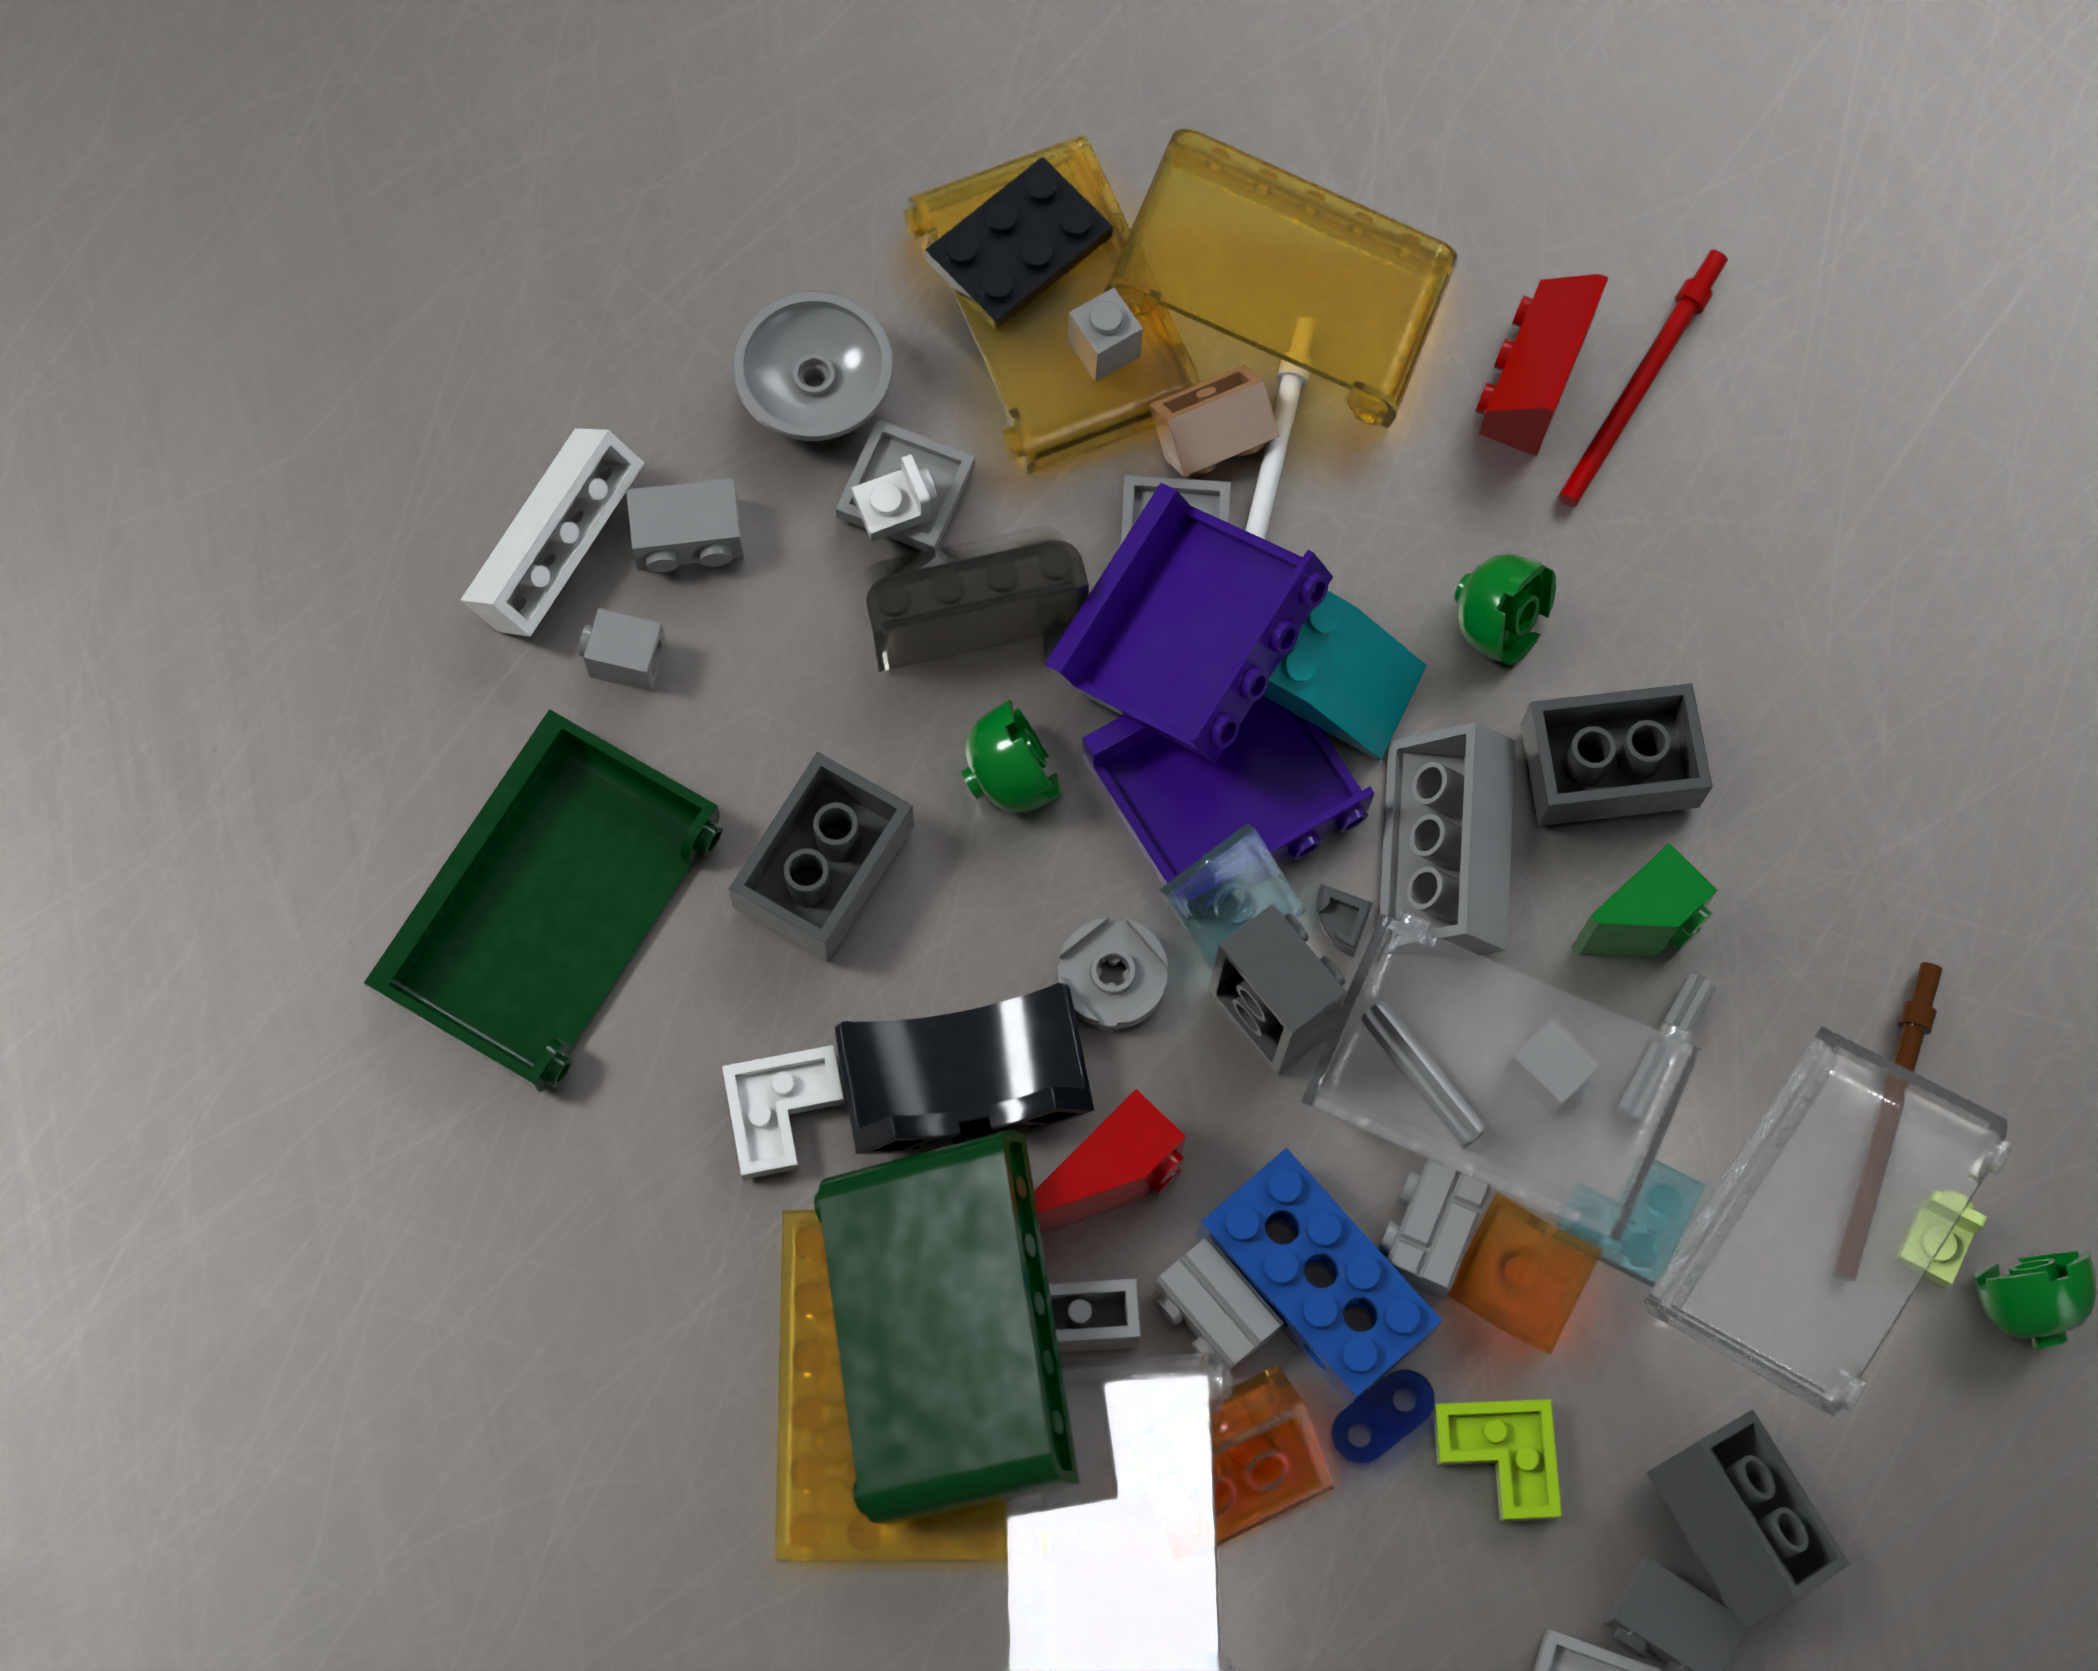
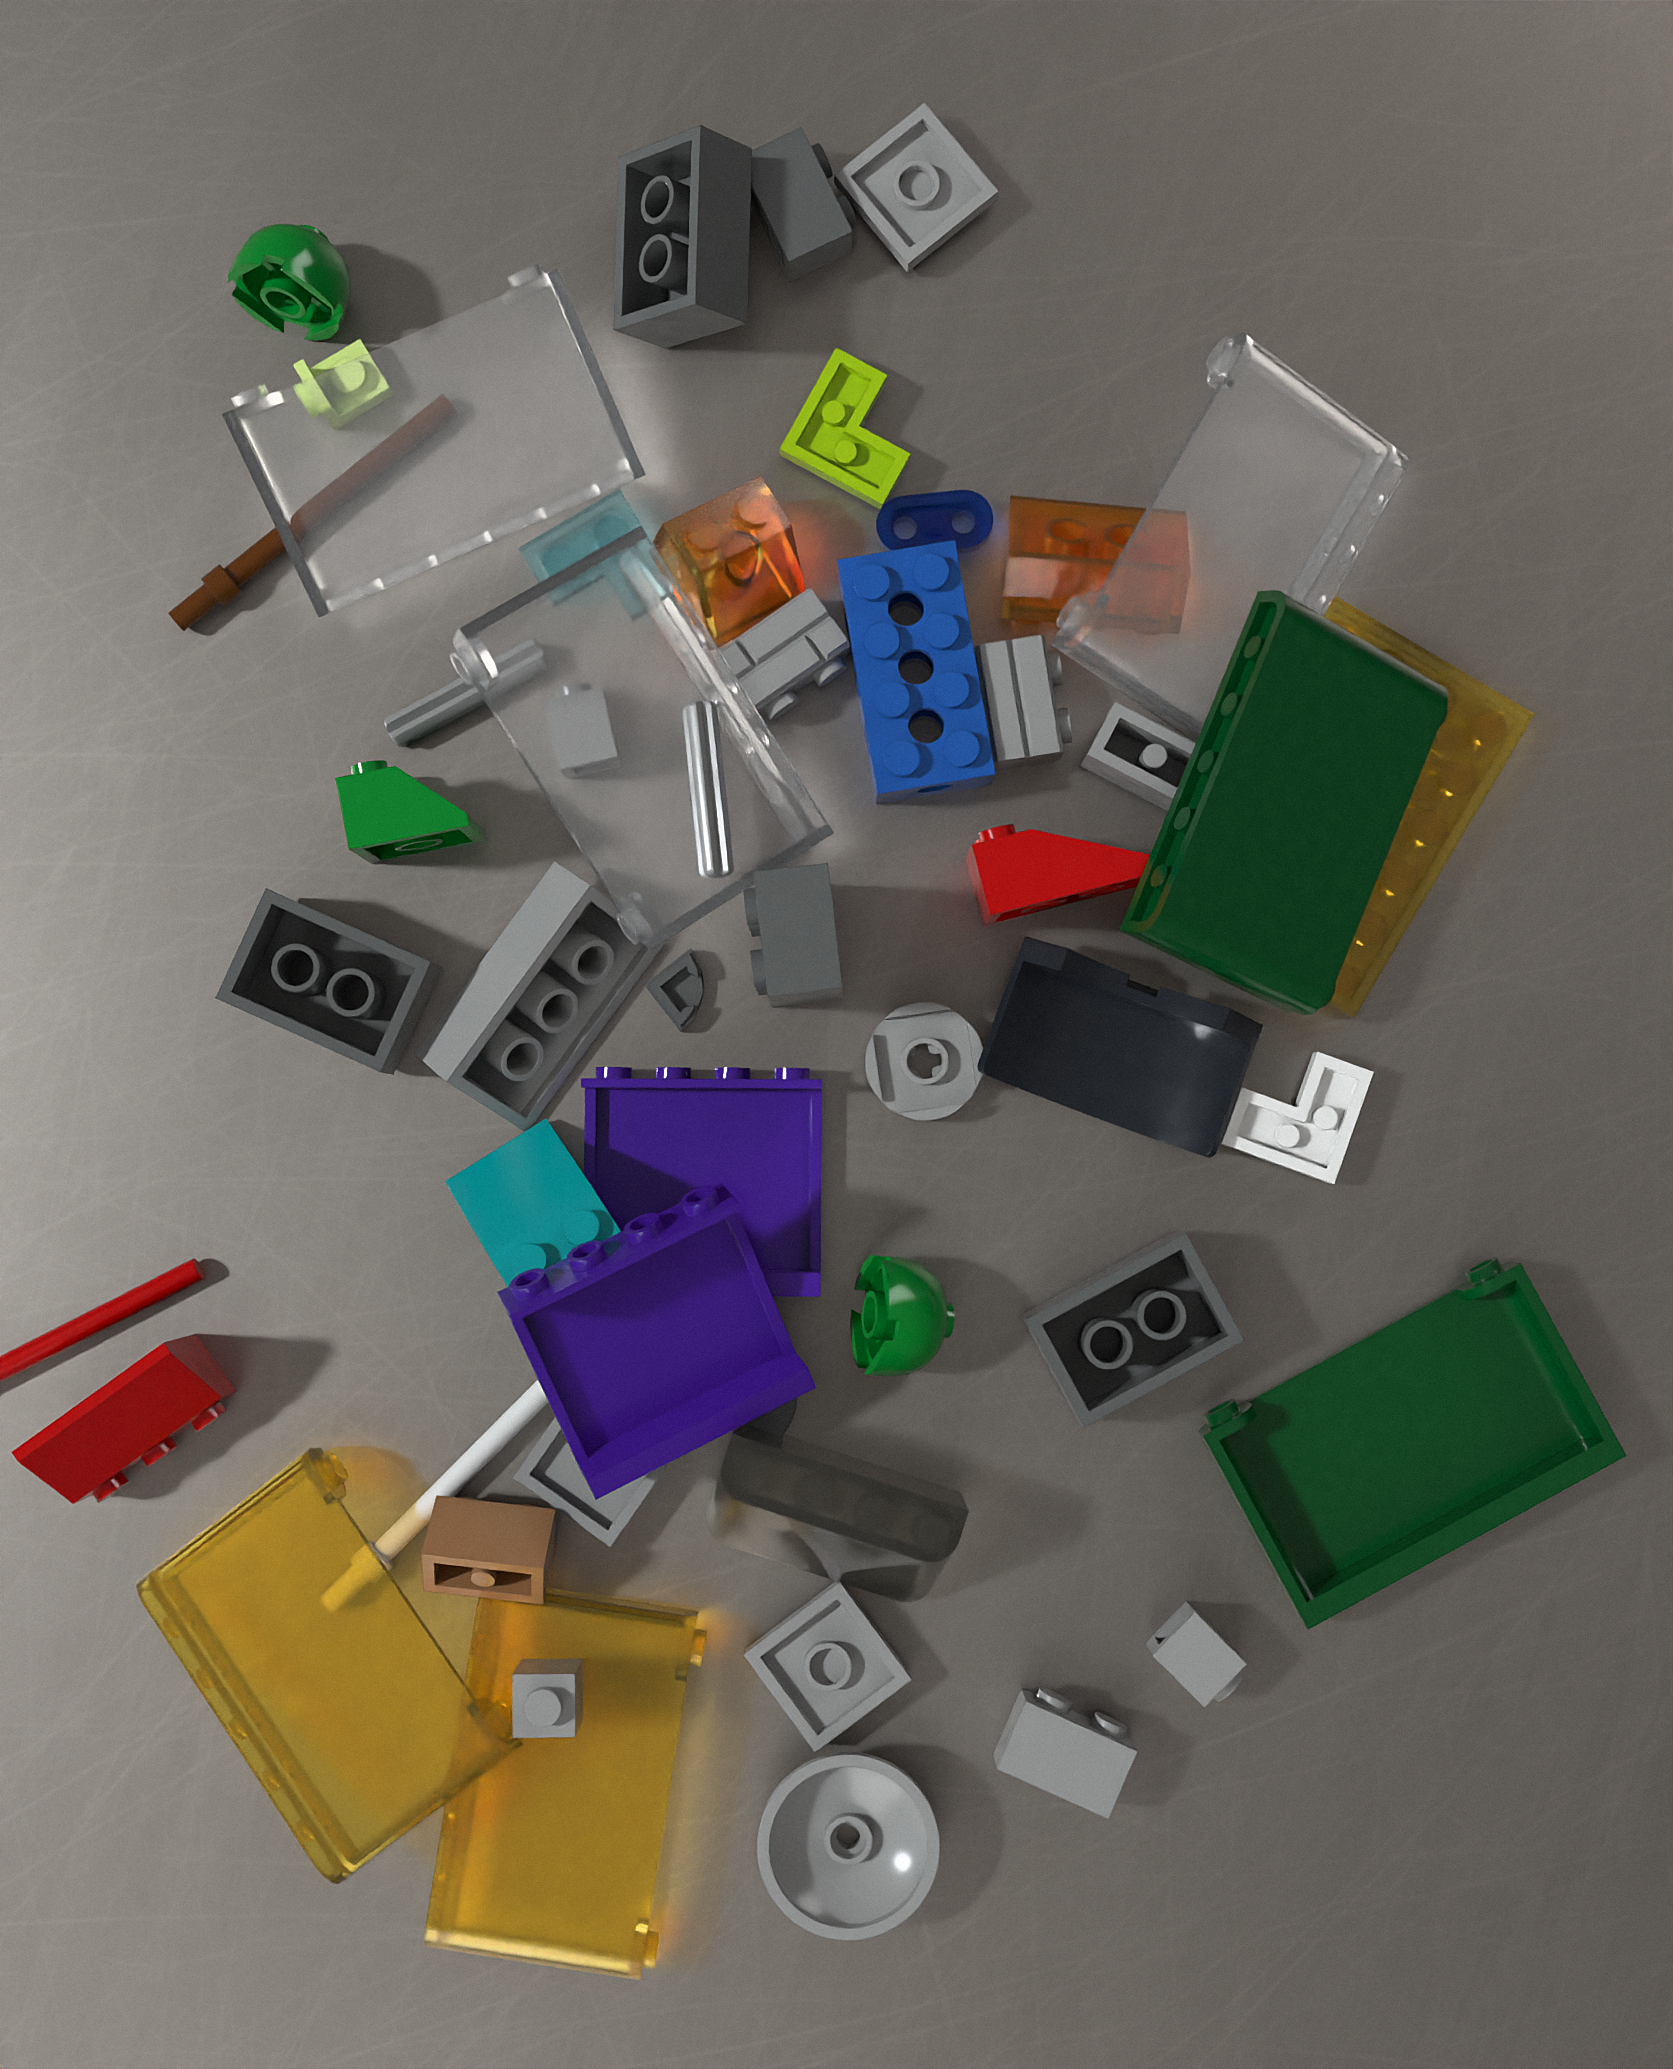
camera: 145 degrees left, 15 degrees up
(552, 531) = (1200, 1819): white brick -> none
(895, 500) = (853, 1650): white bracket -> none
(1018, 243) = (566, 1856): black plate -> none
(1228, 891) = (777, 1056): clear light blue tile -> none
(1503, 604) = (336, 1194): green cylinder -> none

